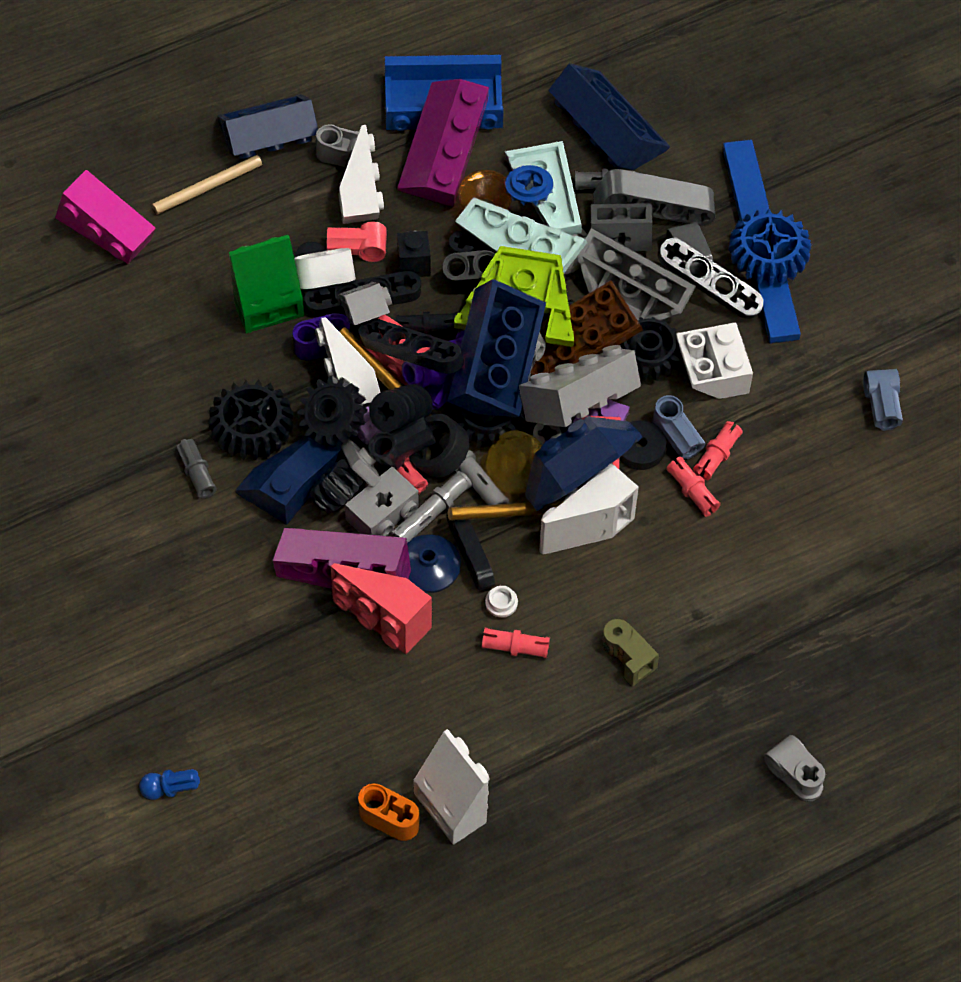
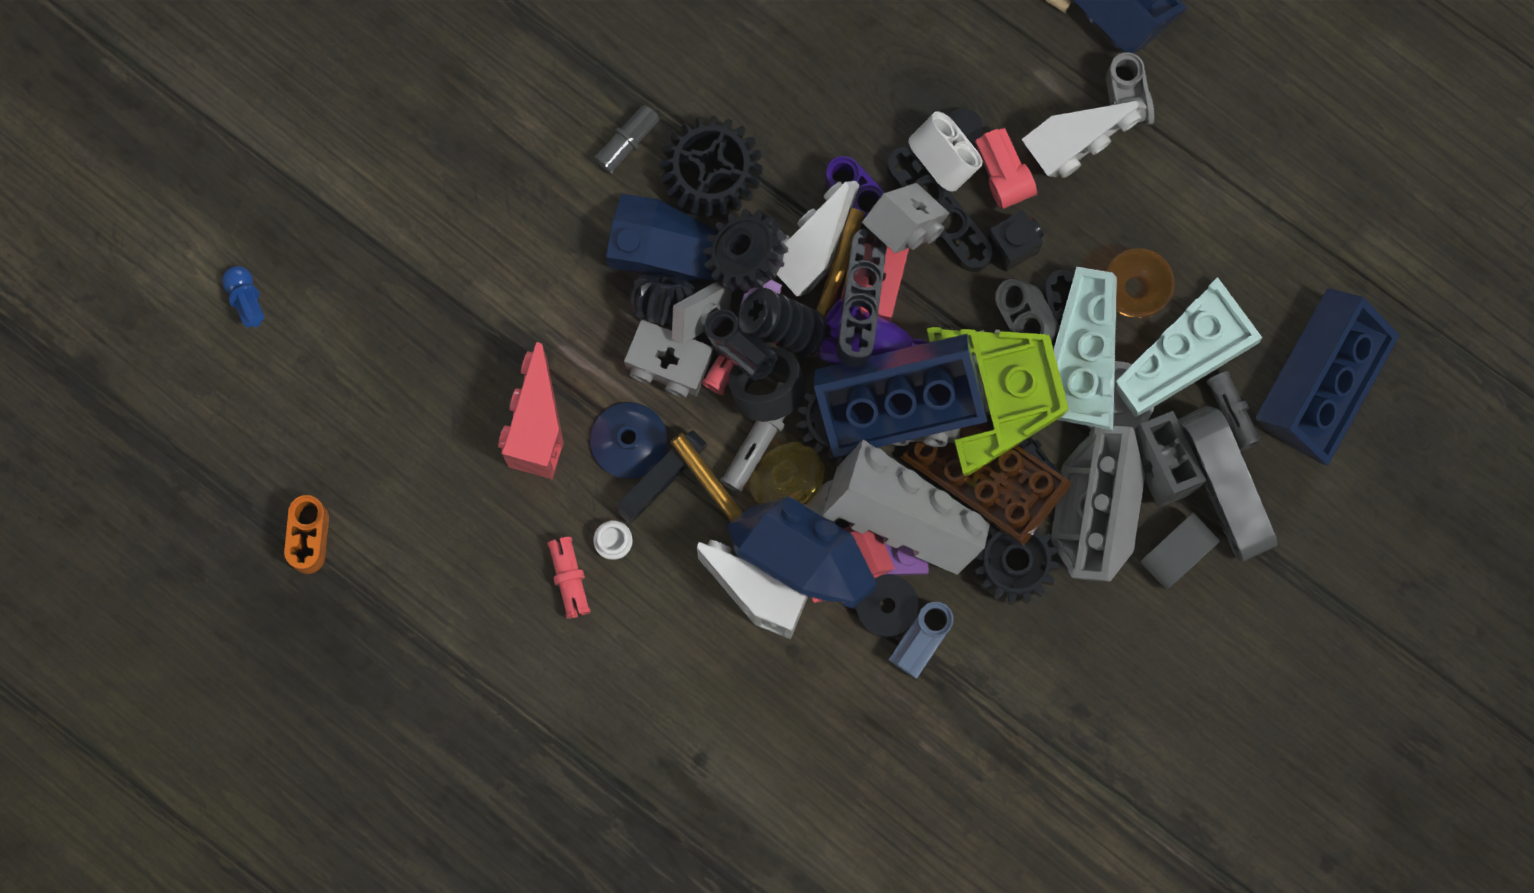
camera: 65 degrees right, 20 degrees up
(266, 284) = (877, 99): green slope -> none
(310, 554) = (572, 351): magenta wedge -> none
(411, 77) = (1266, 170): blue panel -> none
(428, 322) = (931, 295): black pin -> none
(441, 500) = (692, 412): light grey pin -> none
(444, 140) = (1183, 202): magenta slope -> none
(453, 788) = (348, 591): white slope -> none
(521, 177) = (1177, 315): blue gear -> none
(631, 649) = (615, 704): olive leg -> none
(693, 486) = (857, 688): coral pin -> none
(713, 273) = (1139, 591): beam -> none
(716, 360) = (1029, 642): white slope -> none
(717, 450) = (919, 696): coral pin -> none
(751, 196) = (1241, 628): blue tile -> none
(770, 261) = (1215, 627): blue gear -> none
(883, 391) = (1087, 855): sand blue piece -> none

